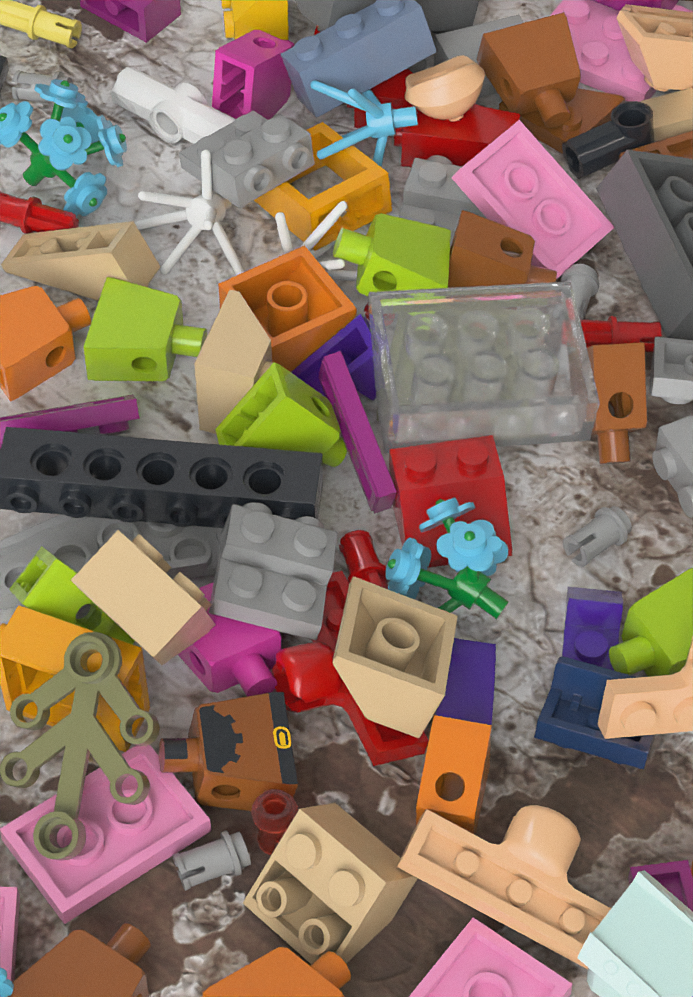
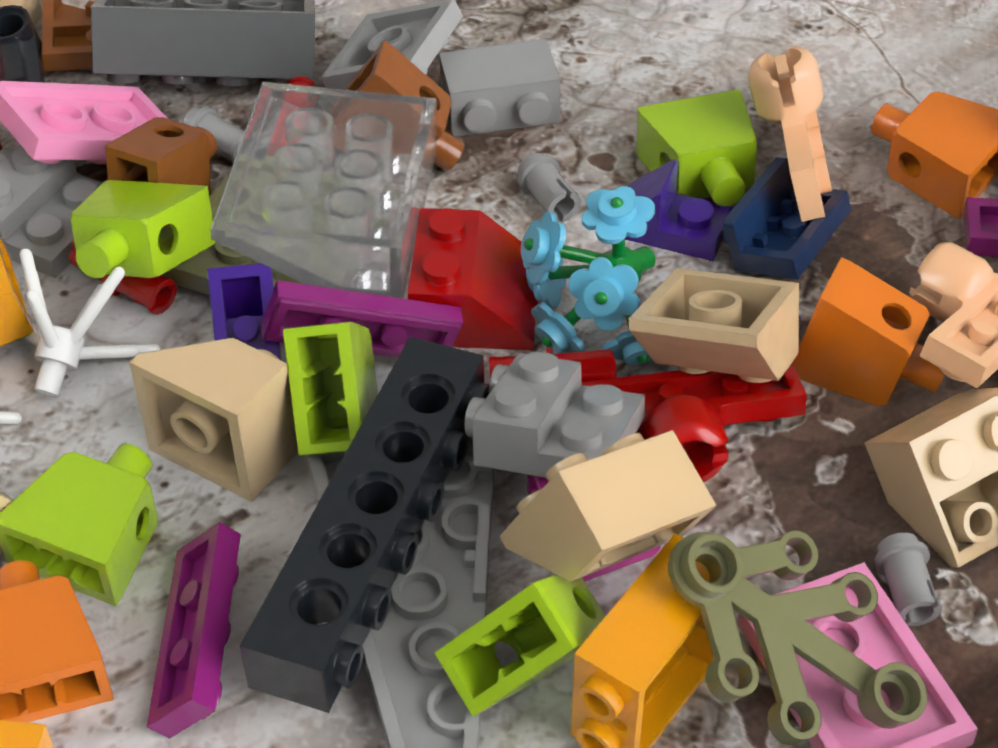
camera: 75 degrees left, 5 degrees down
(235, 751) = (777, 494): dark orange torso -> none
(272, 815) = (878, 494): clear red pin -> none
(294, 304) = (112, 332): orange slope -> none

